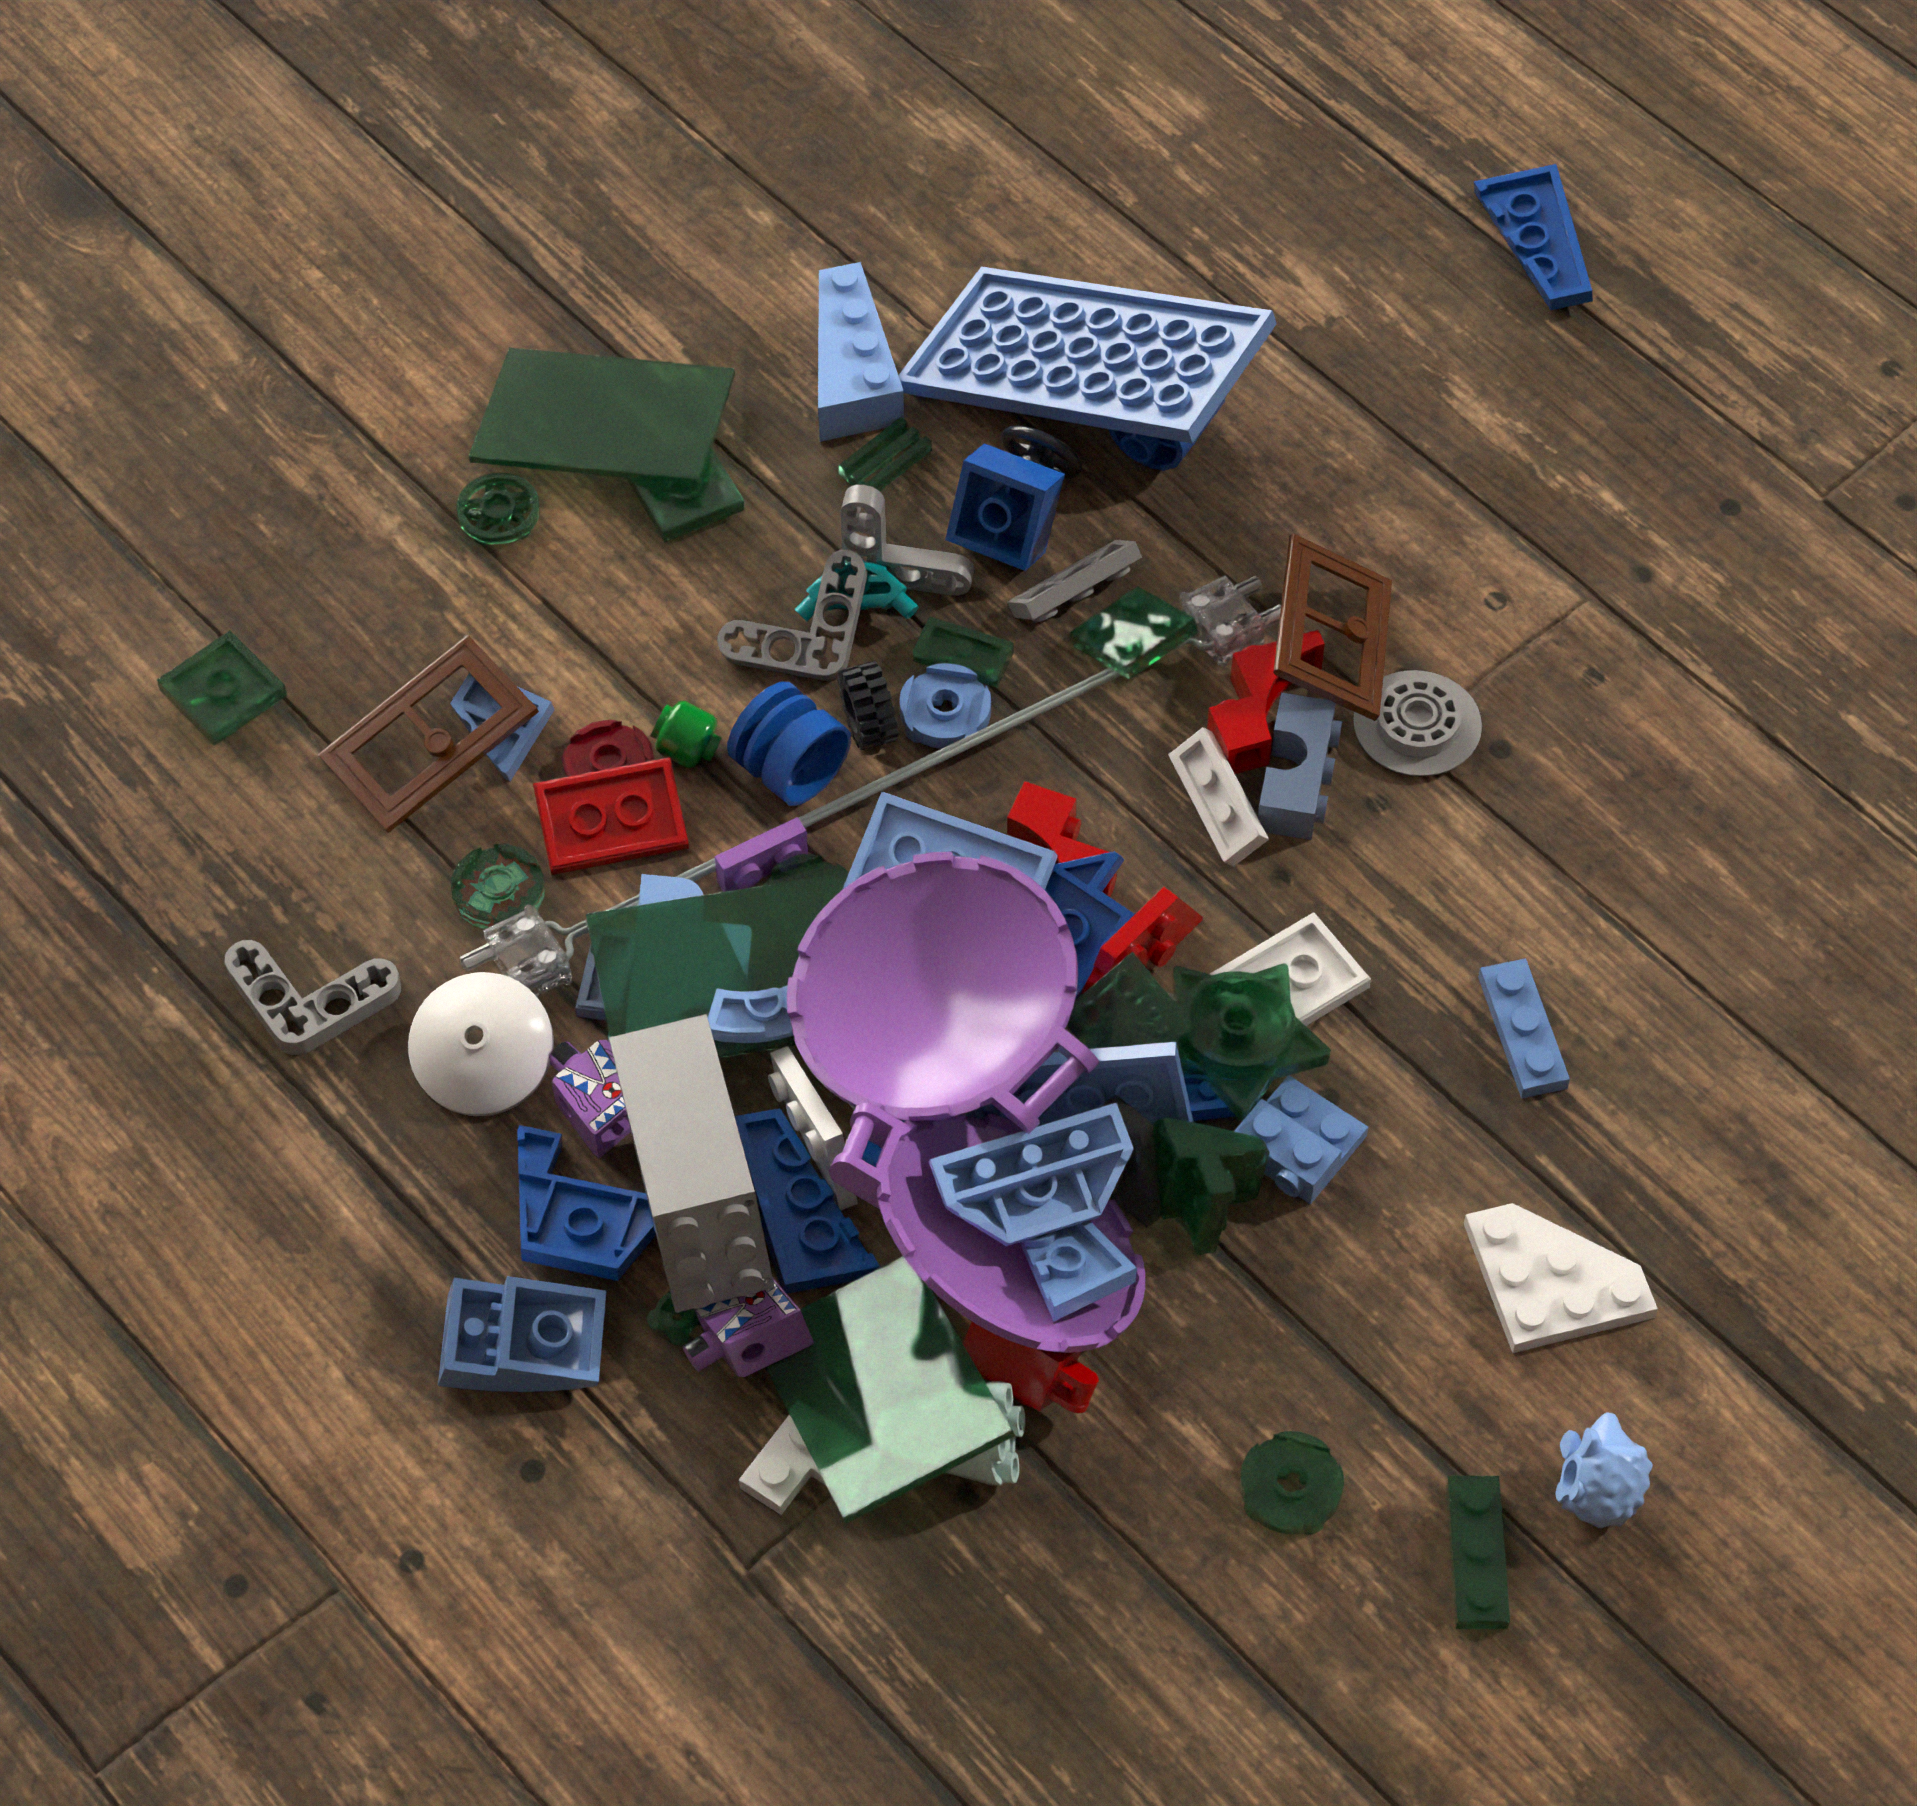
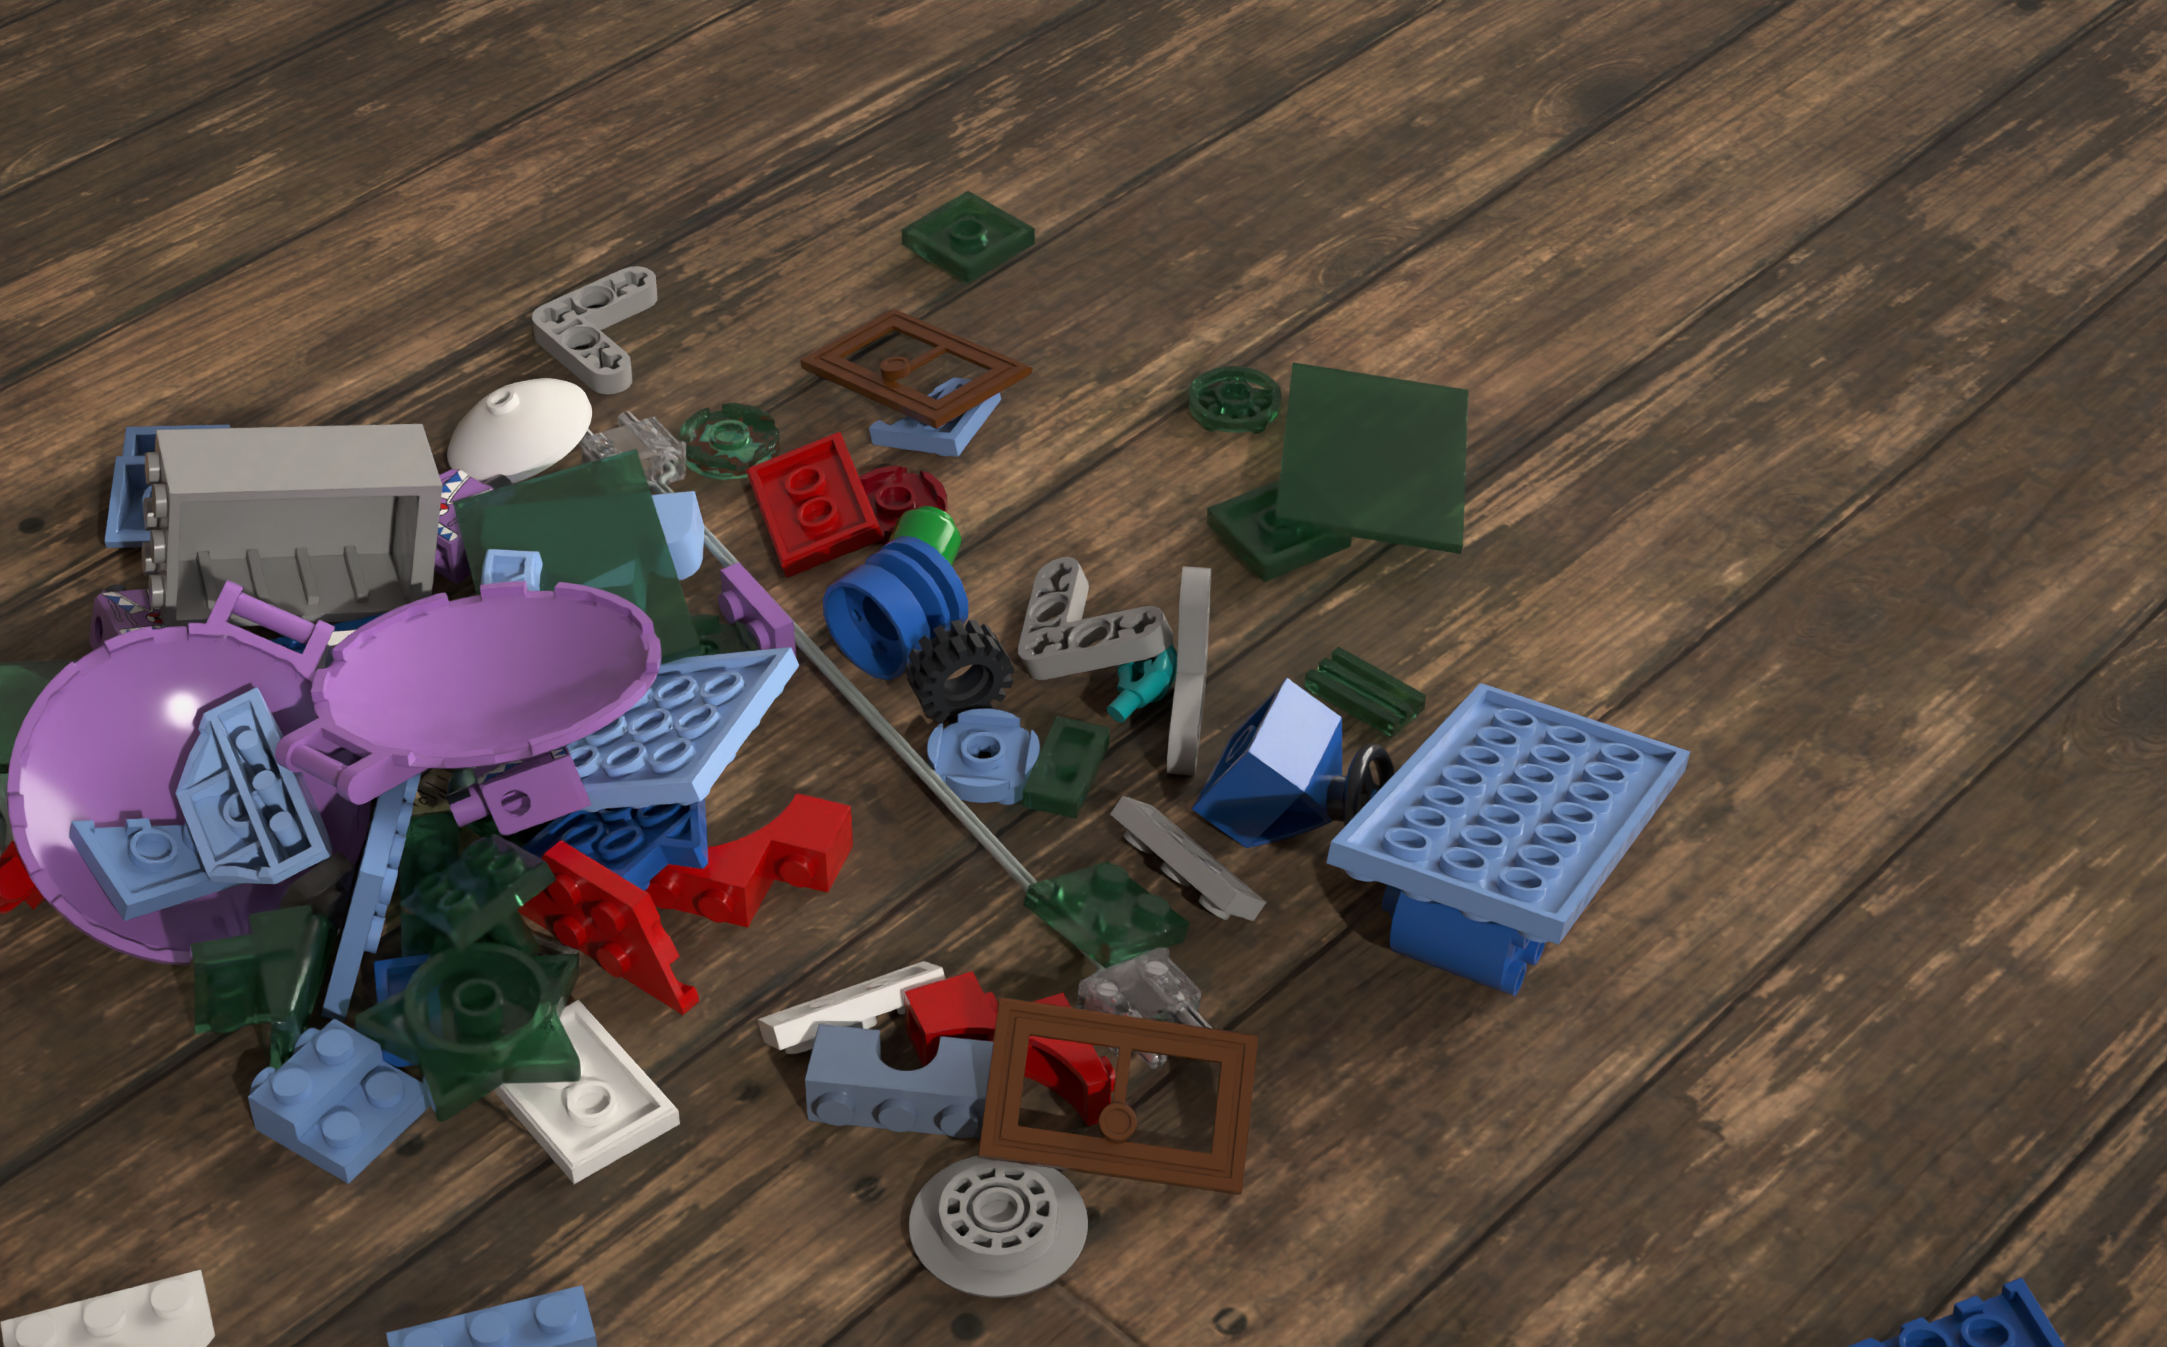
camera: 85 degrees right, 15 degrees down
(855, 366) = (1508, 638): light blue wedge -> none

